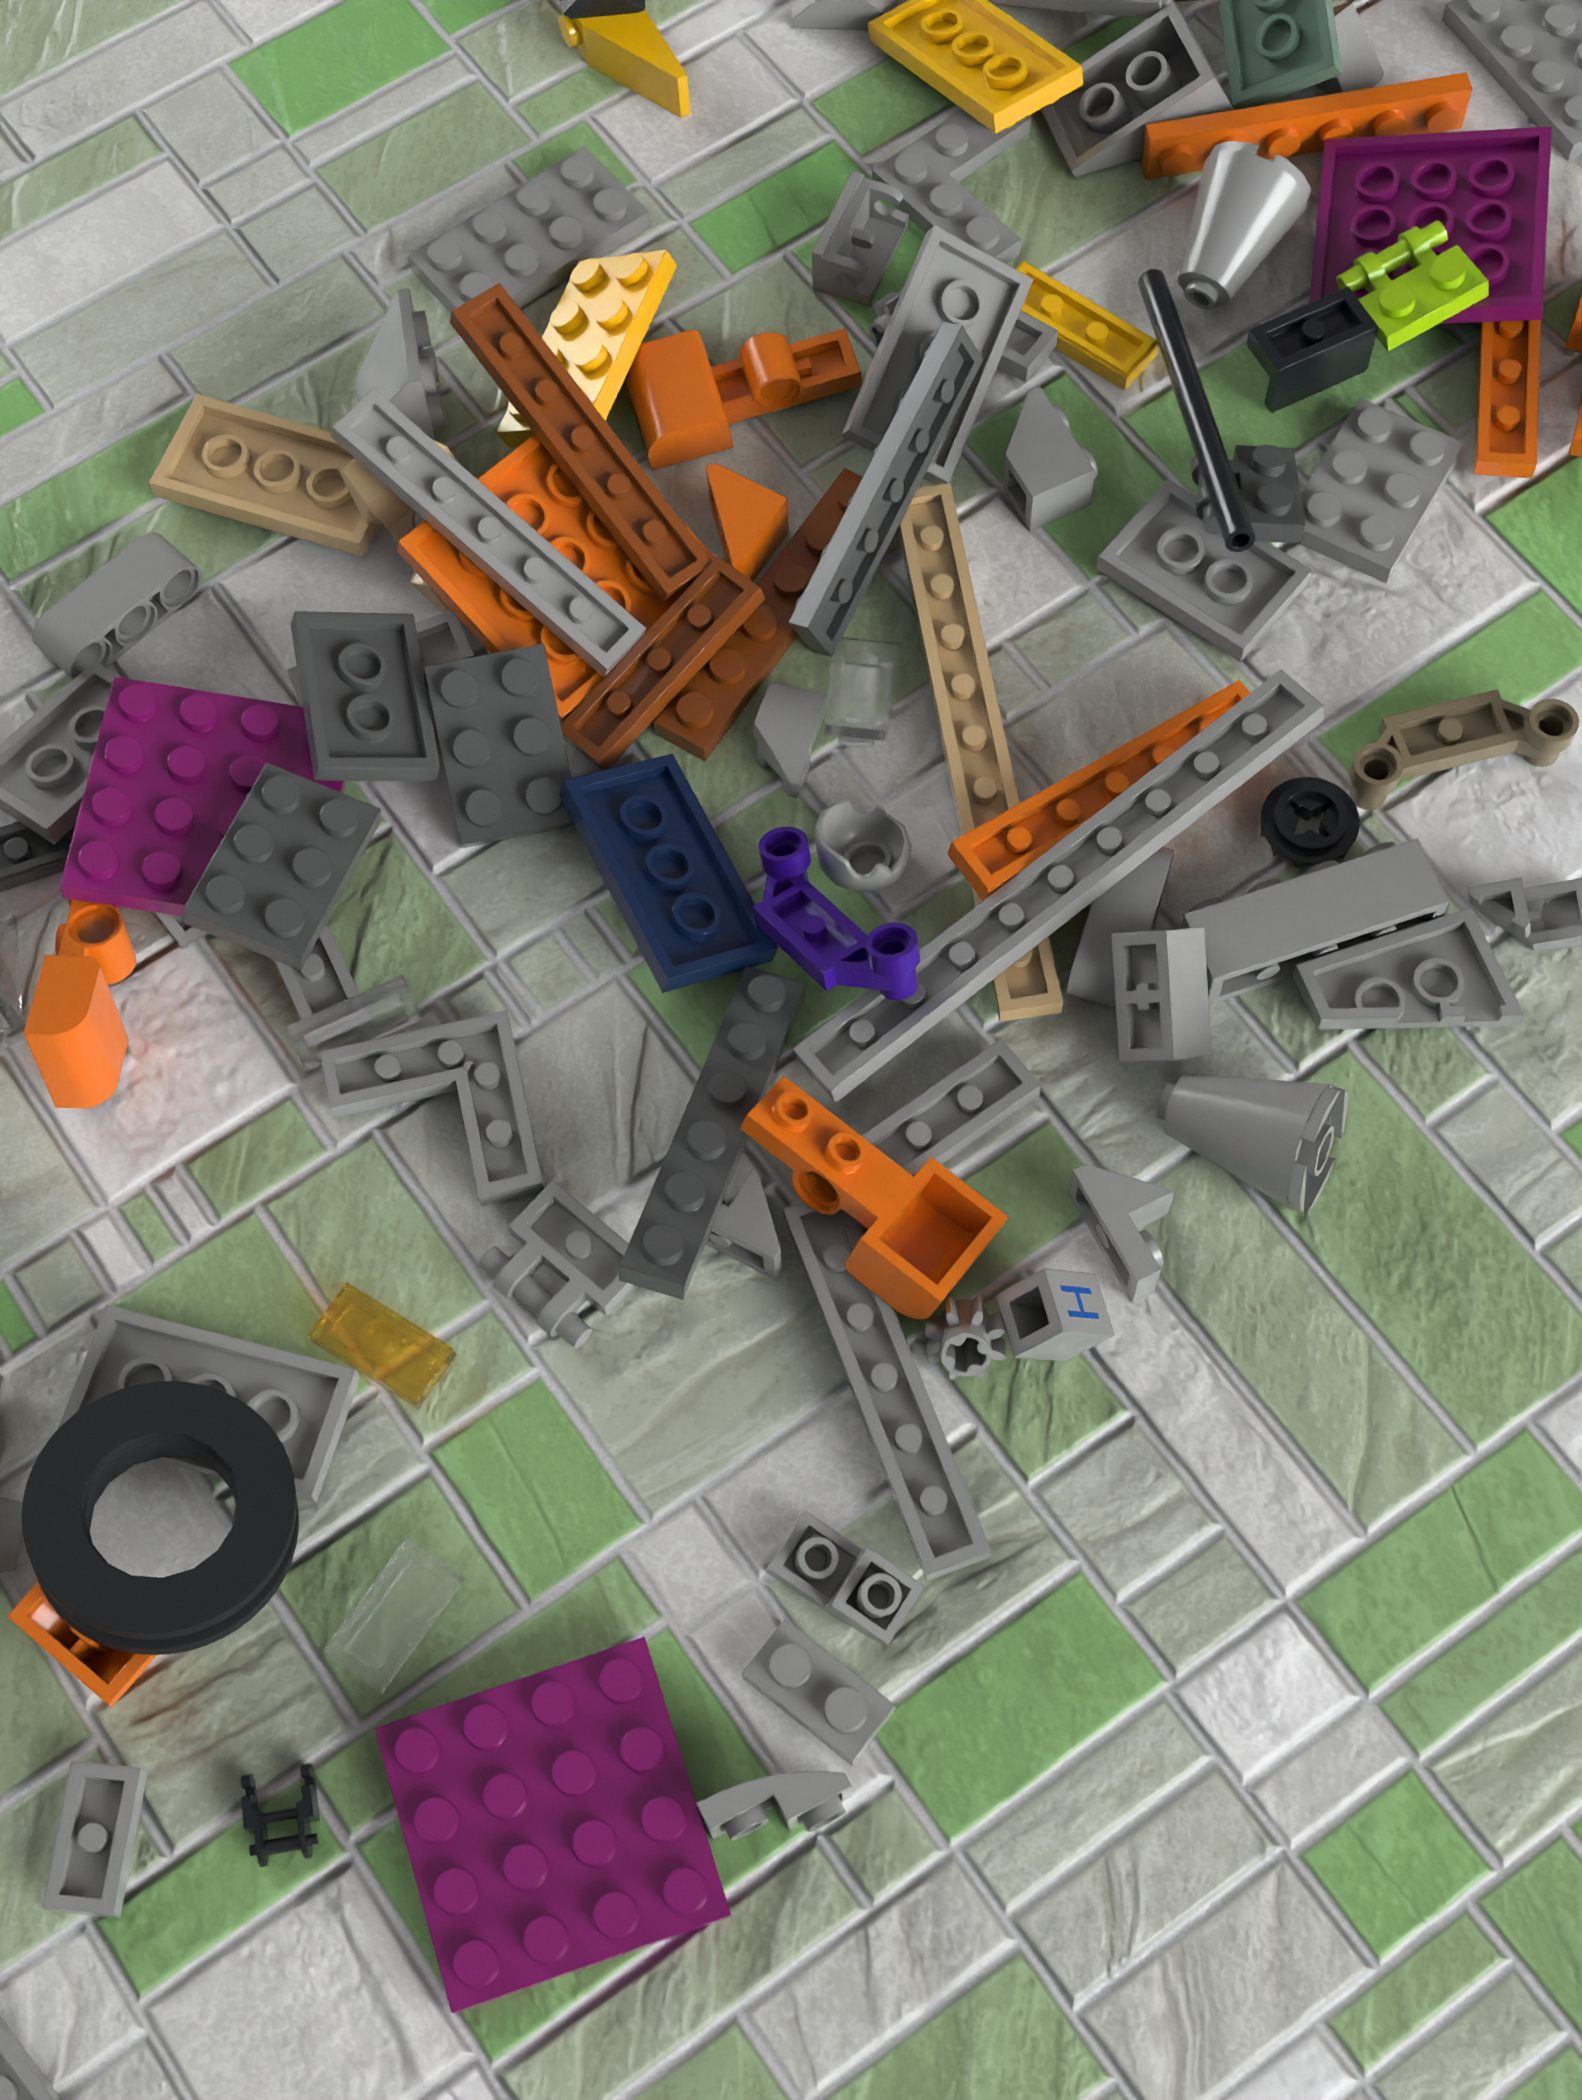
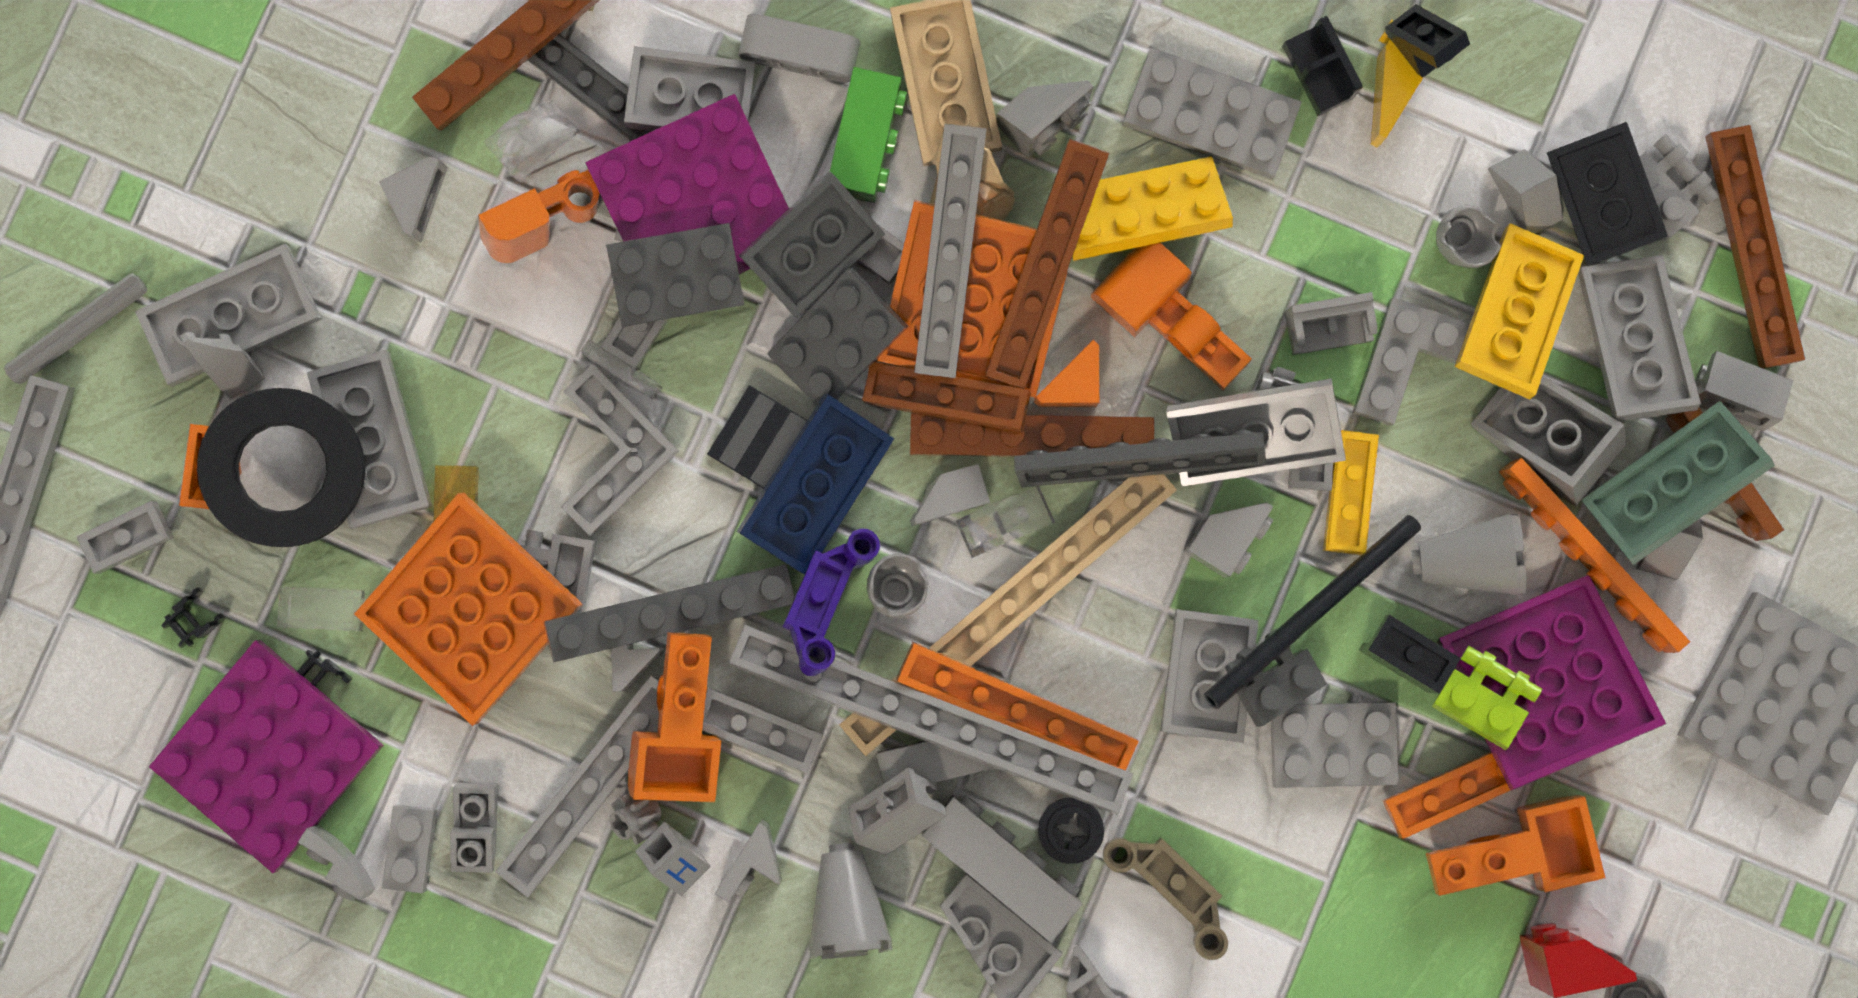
camera: 50 degrees right, 20 degrees up
(265, 577) = (867, 133): none -> bright green brick
(480, 1657) = (326, 666): none -> black piece
(531, 1396) = (467, 608): none -> orange plate
(560, 103) = (1323, 67): none -> black panel
(560, 916) = (756, 436): none -> tile
(854, 68) = (1467, 237): none -> light grey hair

